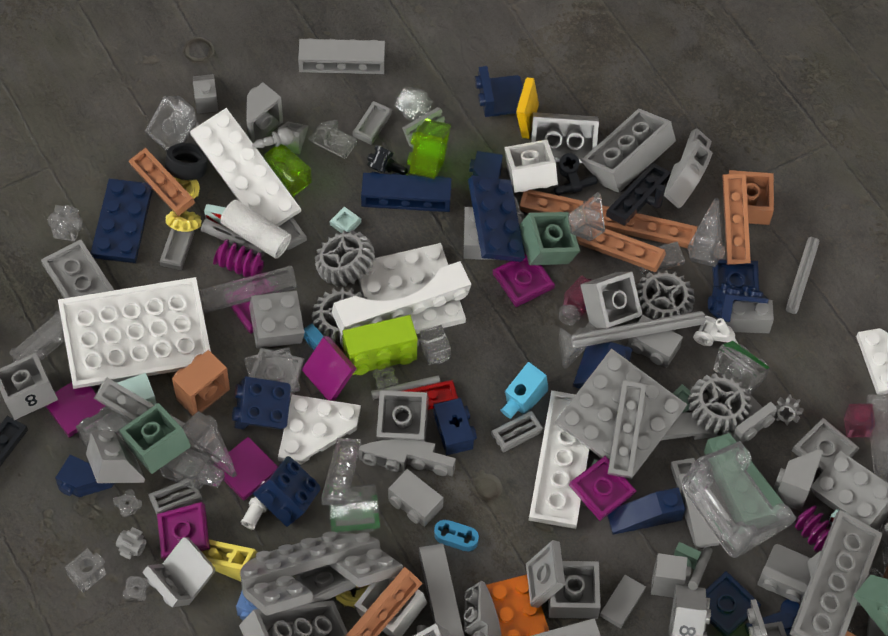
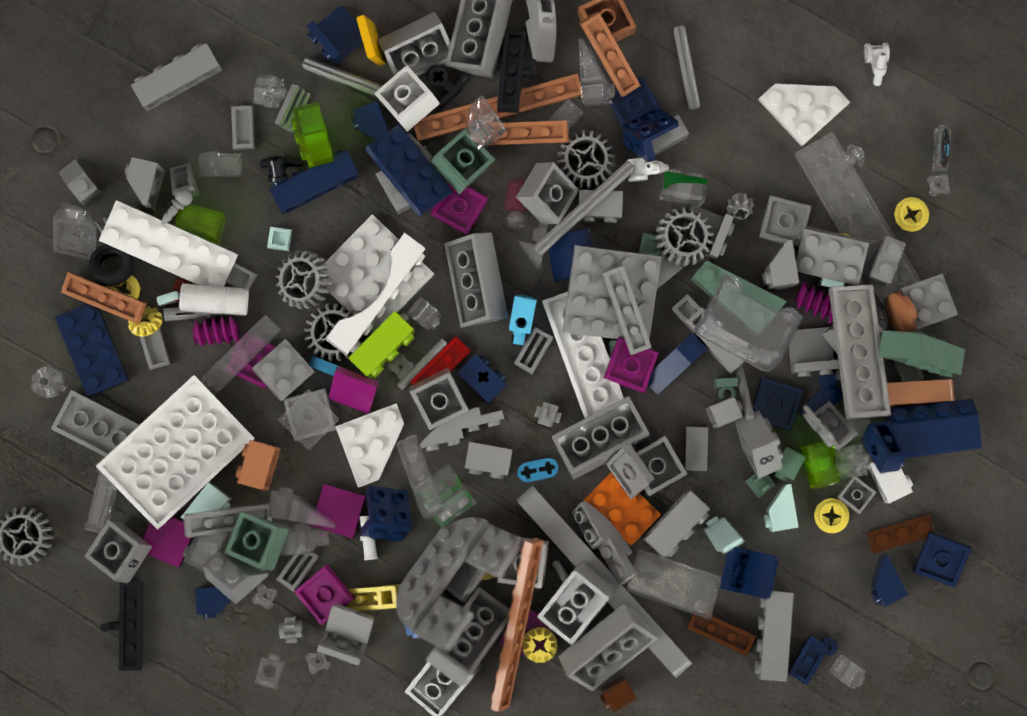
camera: 30 degrees left, 25 degrees up
(261, 403) = (318, 453): dark blue bracket -> none
(482, 125) = (340, 76): none -> light grey axle
(496, 489) = (548, 414): none -> light grey gear
(501, 342) = (476, 279): none -> light grey slope
(522, 532) = (600, 437): none -> light grey slope
(859, 420) = (801, 182): clear pink brick -> none

